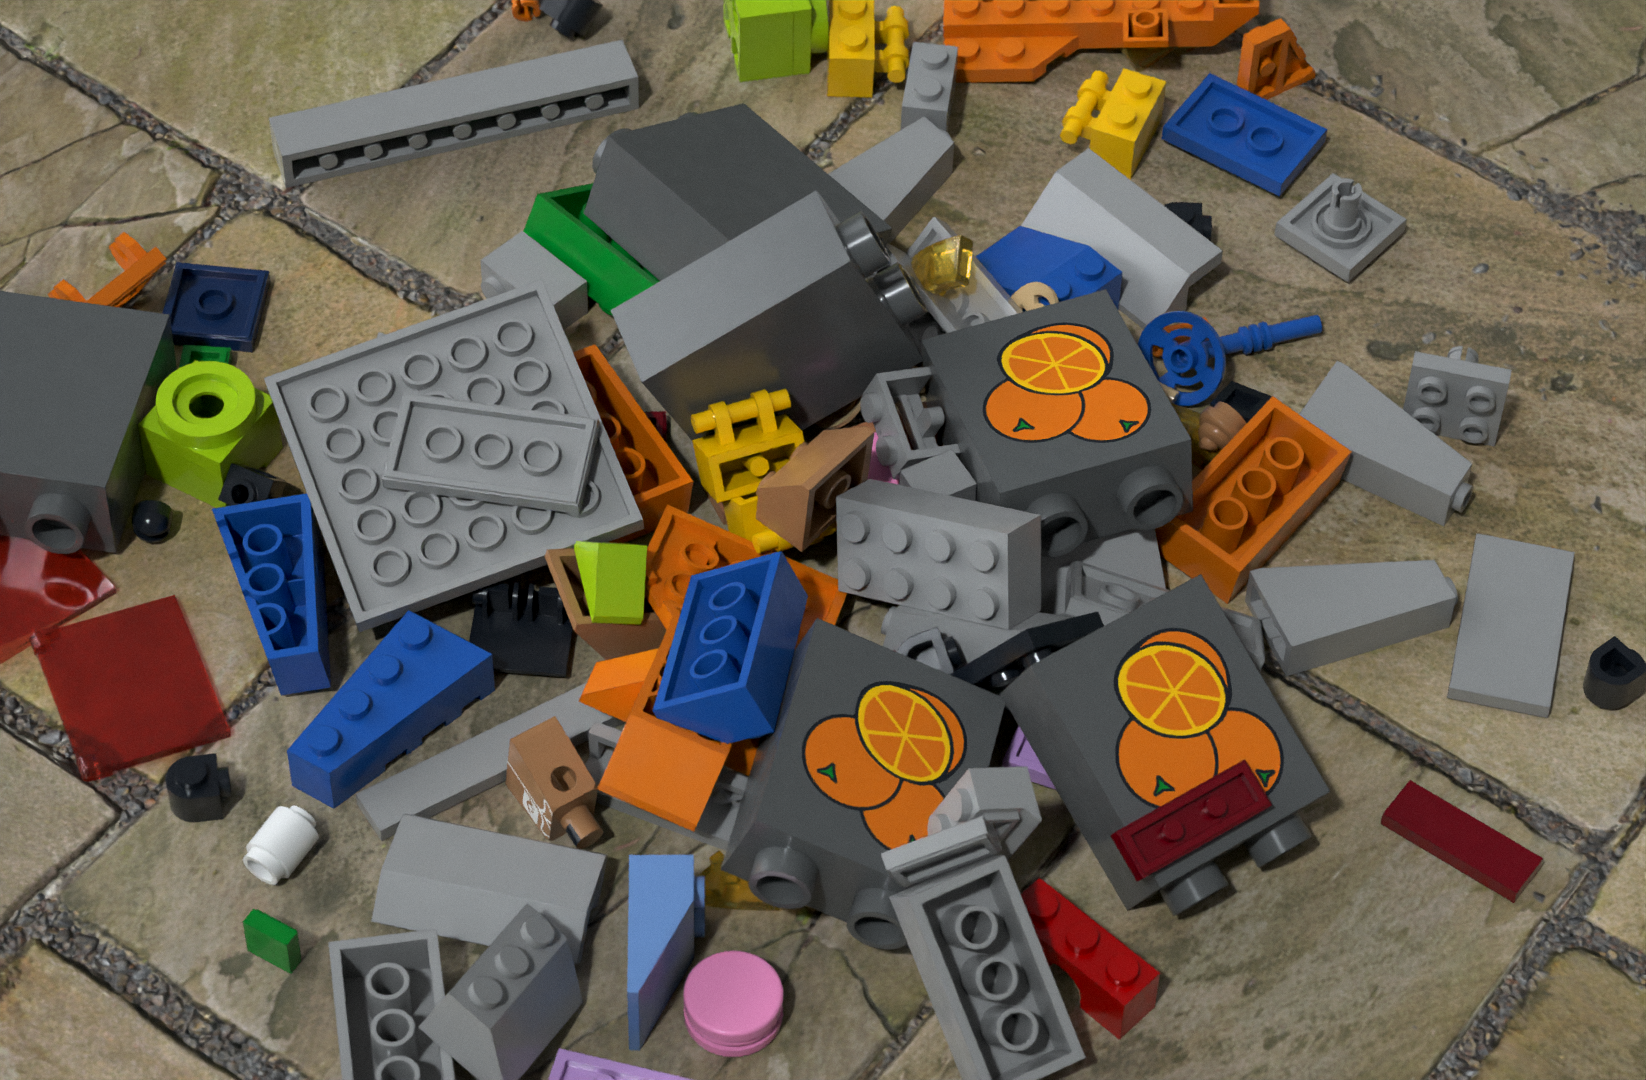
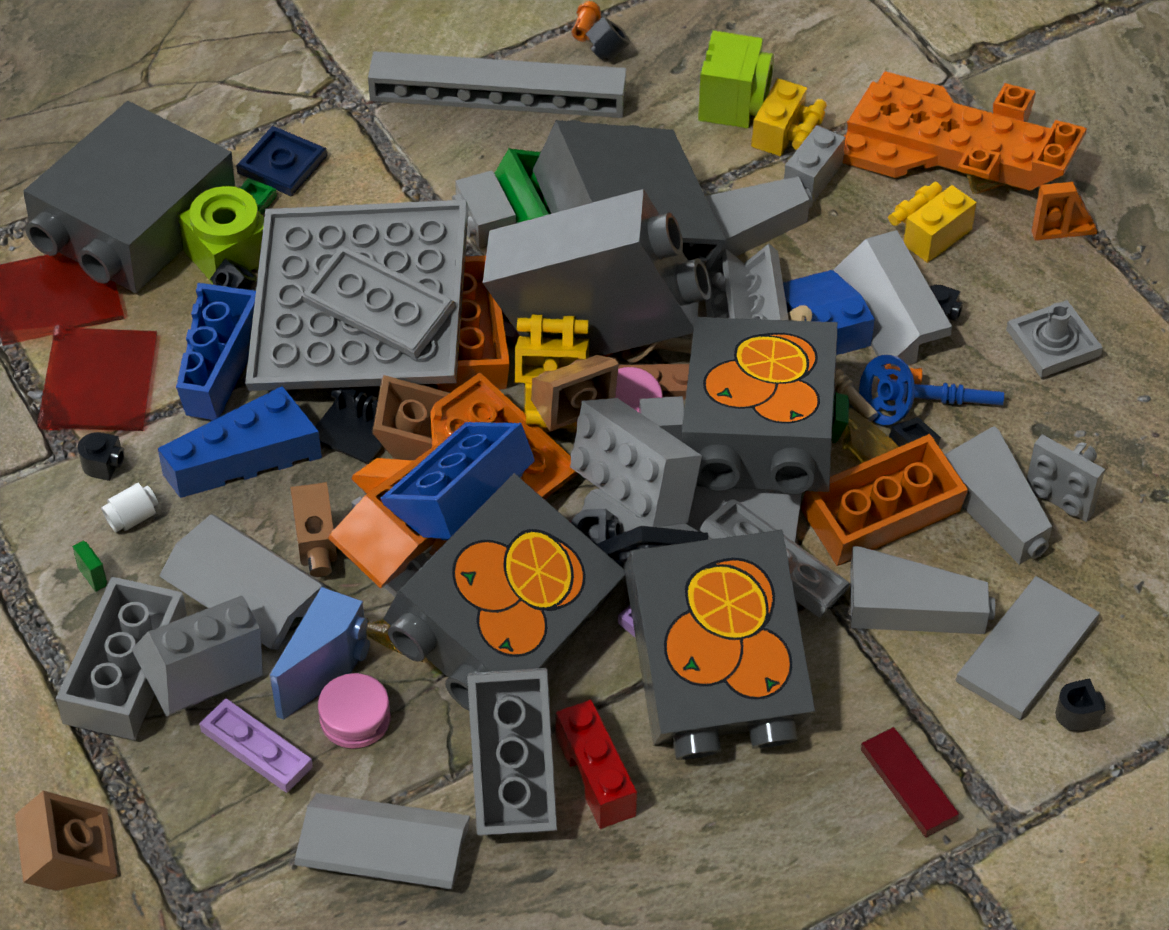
camera: 25 degrees right, 0 degrees up
(138, 271) = (222, 129): orange piece -> none
(151, 520) = (166, 280): black hinge -> none
(469, 765) = (270, 500): light grey tile -> none
(613, 580) = (412, 409): lime slope -> none
(920, 422) = (667, 344): light grey window -> none
(942, 852) = (510, 654): light grey tile -> none
(944, 264) = (753, 276): clear yellow slope -> none
(999, 796) = (554, 640): light grey window -> none
(1190, 820) = (701, 695): dark red tile -> none
(1218, 426) = (885, 441): medium nougat plate -> none
(1244, 134) = (1020, 256): blue plate -> none

